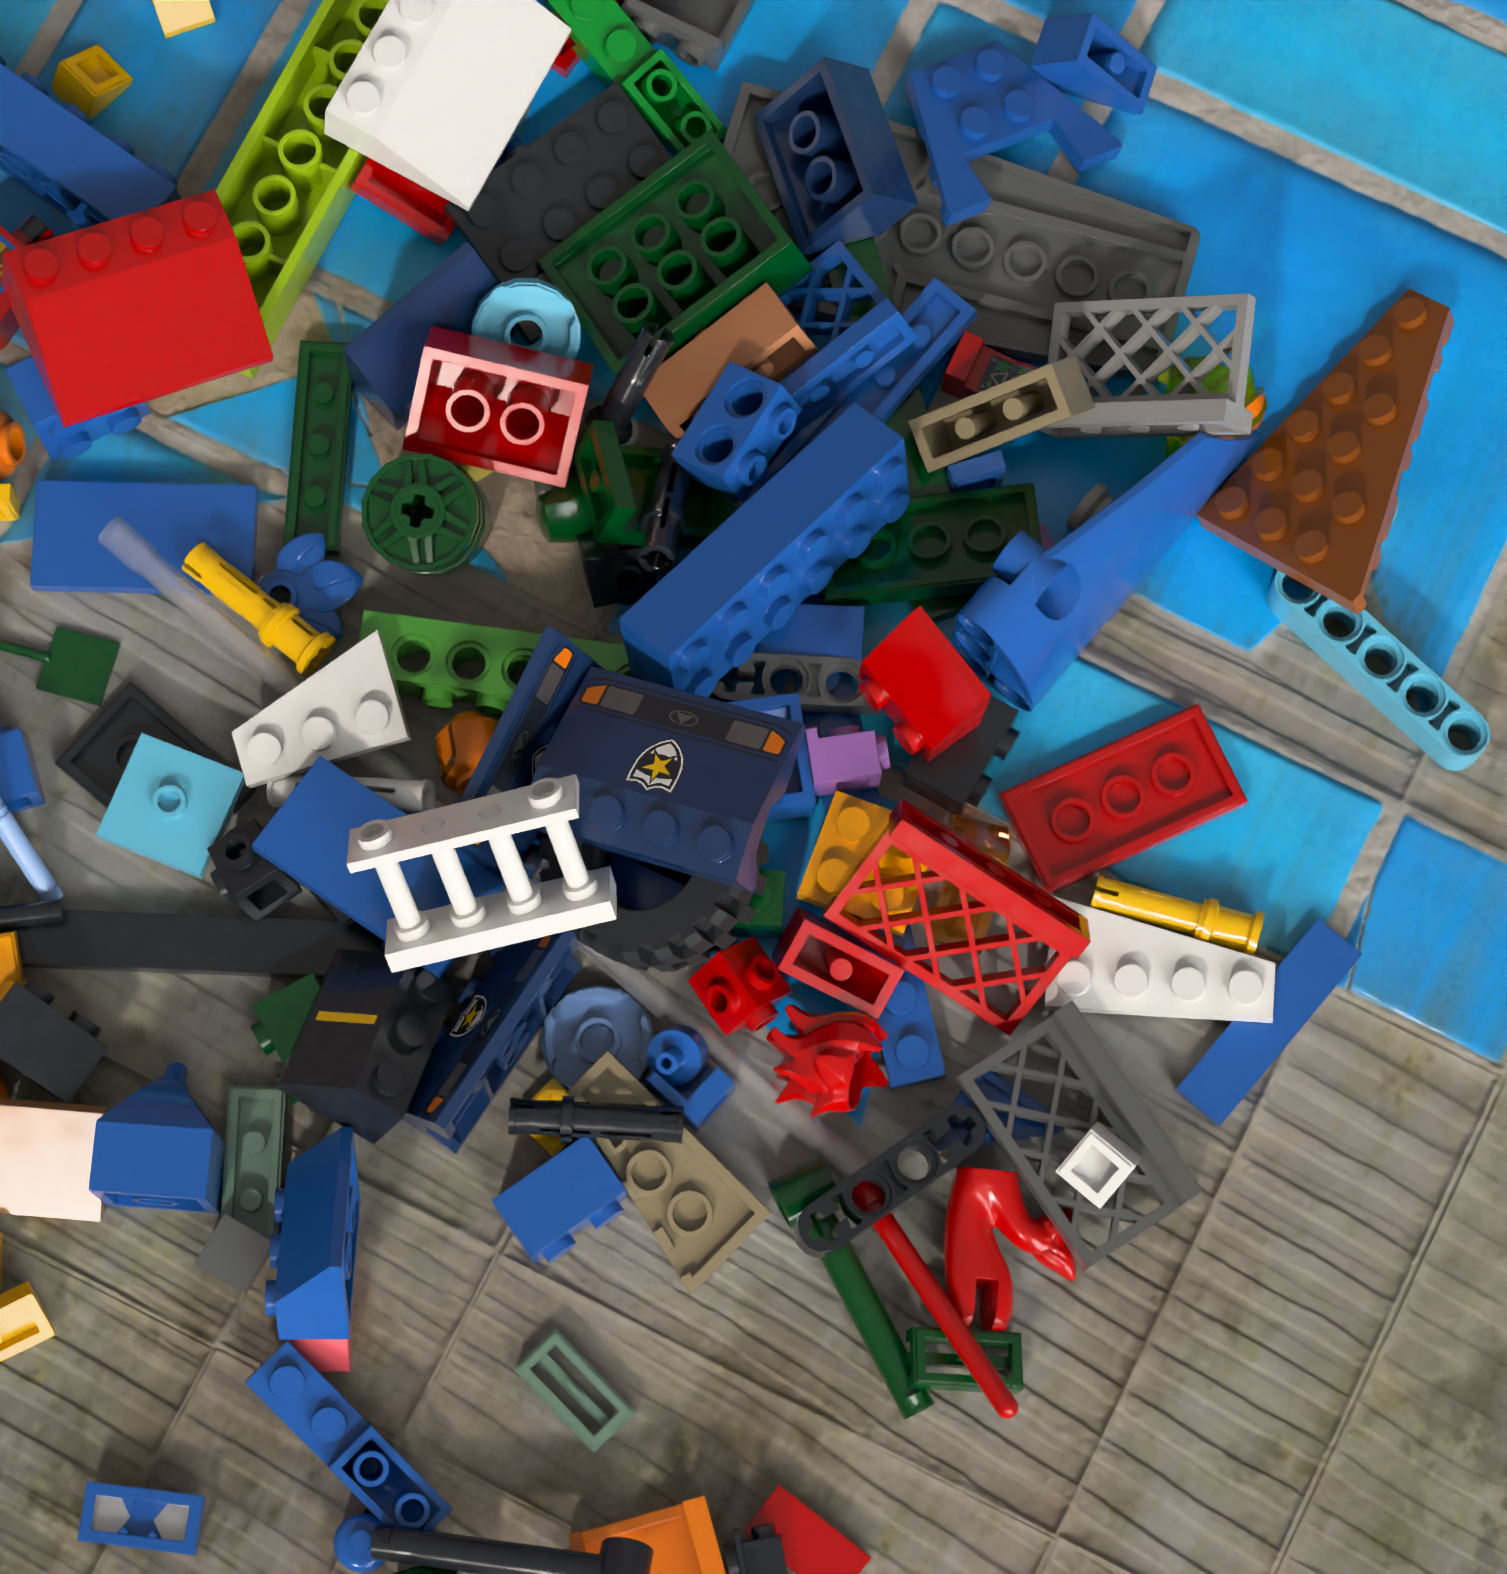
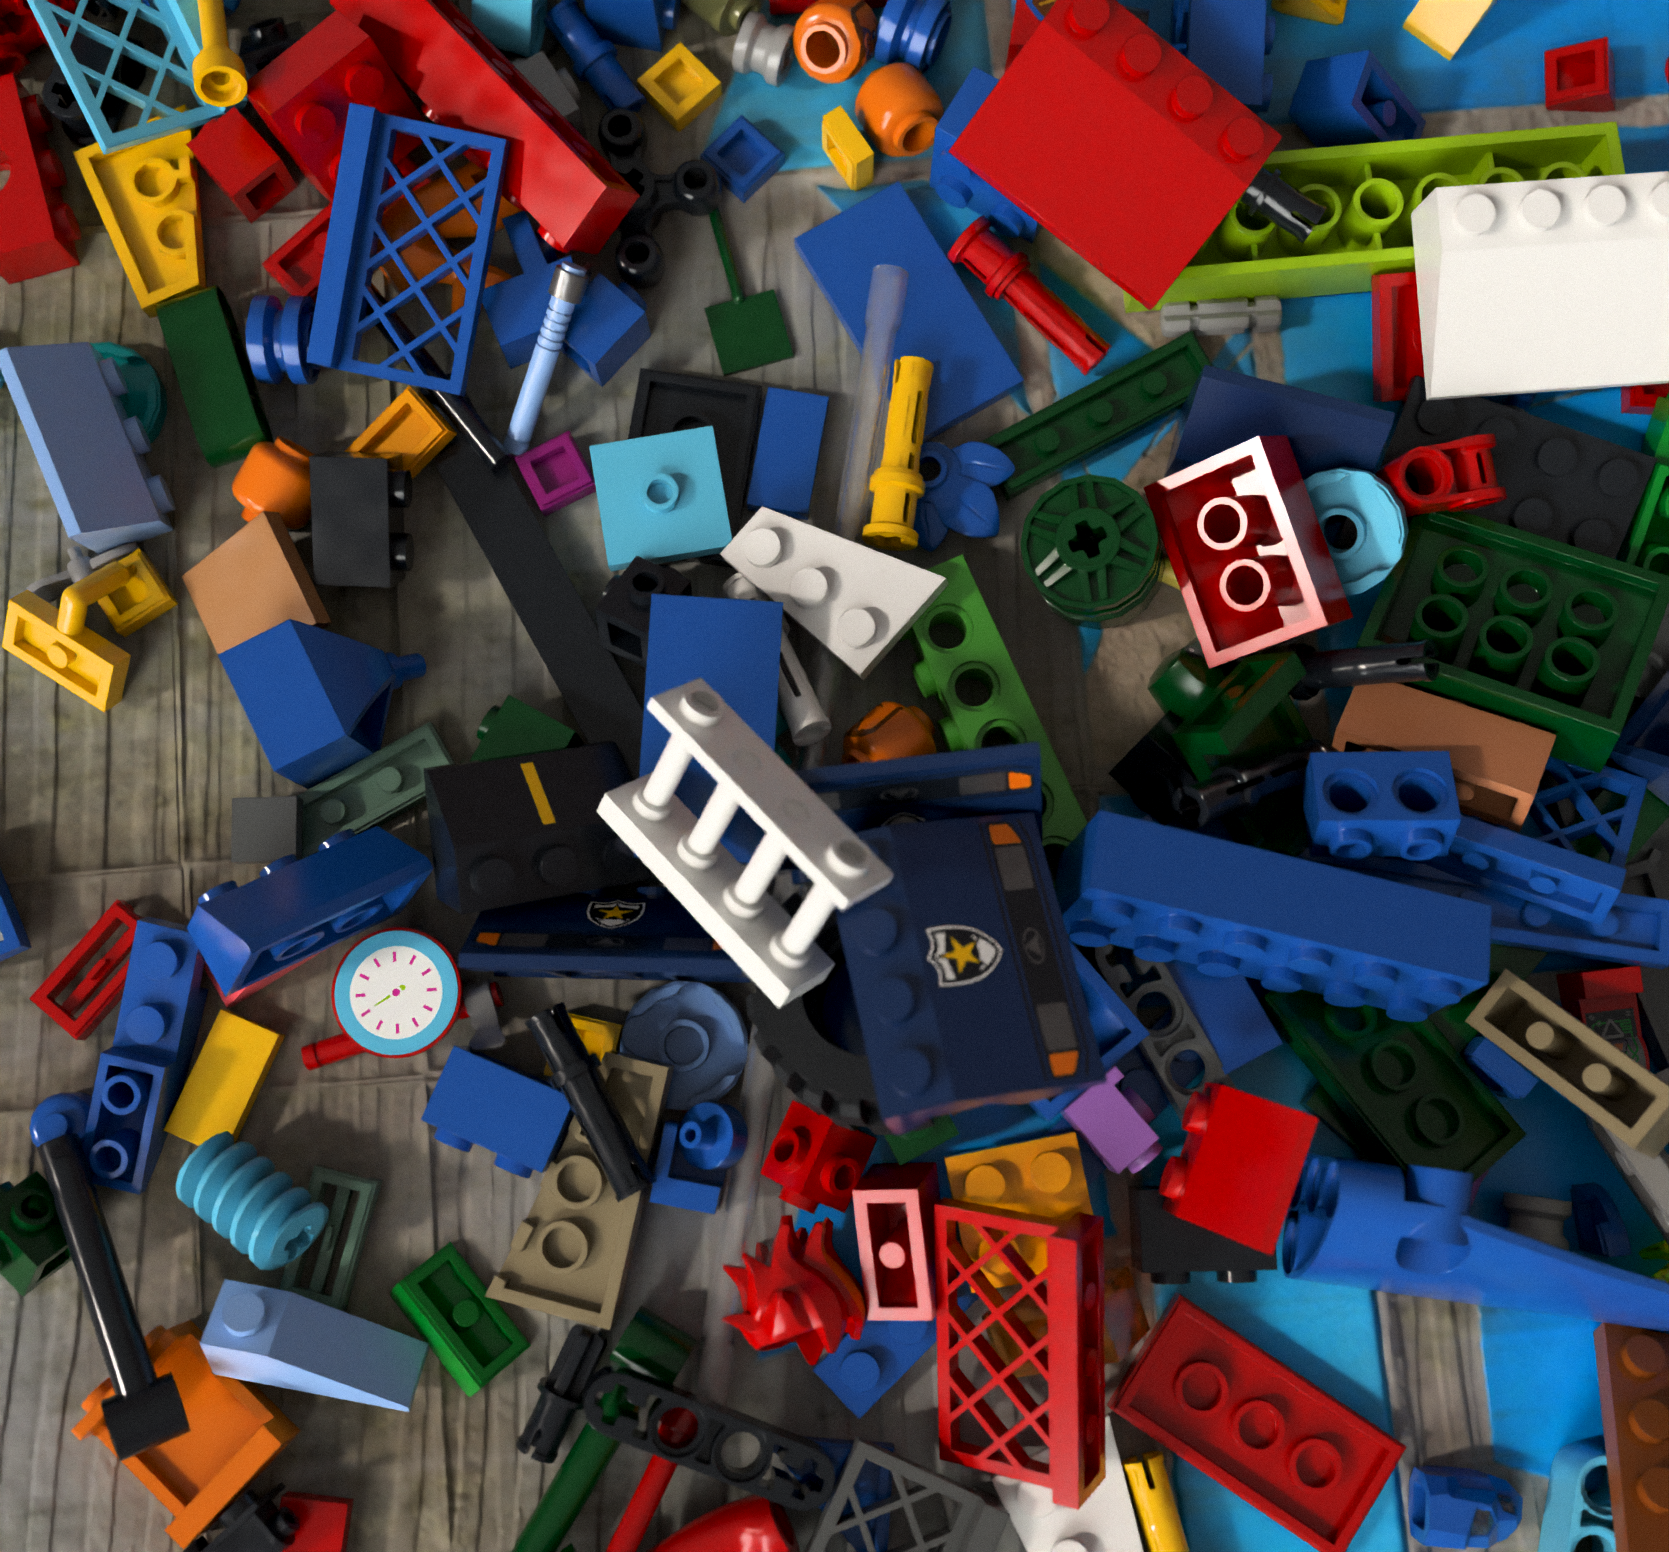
camera: 60 degrees right, 5 degrees up
(94, 877) = (556, 473): none -> magenta tile
(171, 445) = (1010, 279): none -> red pin
(195, 693) = (788, 452): none -> blue tile
(210, 116) = (1352, 103): none -> blue slope
(261, 217) = (1278, 200): none -> black pin
(273, 1499) = (109, 997): none -> red tile
(304, 312) = (1221, 316): none -> light grey axle
(406, 1403) = (224, 1079): none -> yellow tile
(423, 1227) = (397, 992): none -> piece
(466, 1174) = (479, 1002): none -> piece
(512, 1426) = (250, 1201): none -> medium azure piece
(535, 232) = (1449, 476): none -> red piece
(646, 1442) = (310, 1347): none -> light blue slope
(695, 1330) = (457, 1320): none -> green slope
(795, 1277) = (562, 1393): none -> black axle
(1122, 471) = (1599, 1221): none -> blue tile
(1261, 691) = (1461, 1507): none -> blue rock

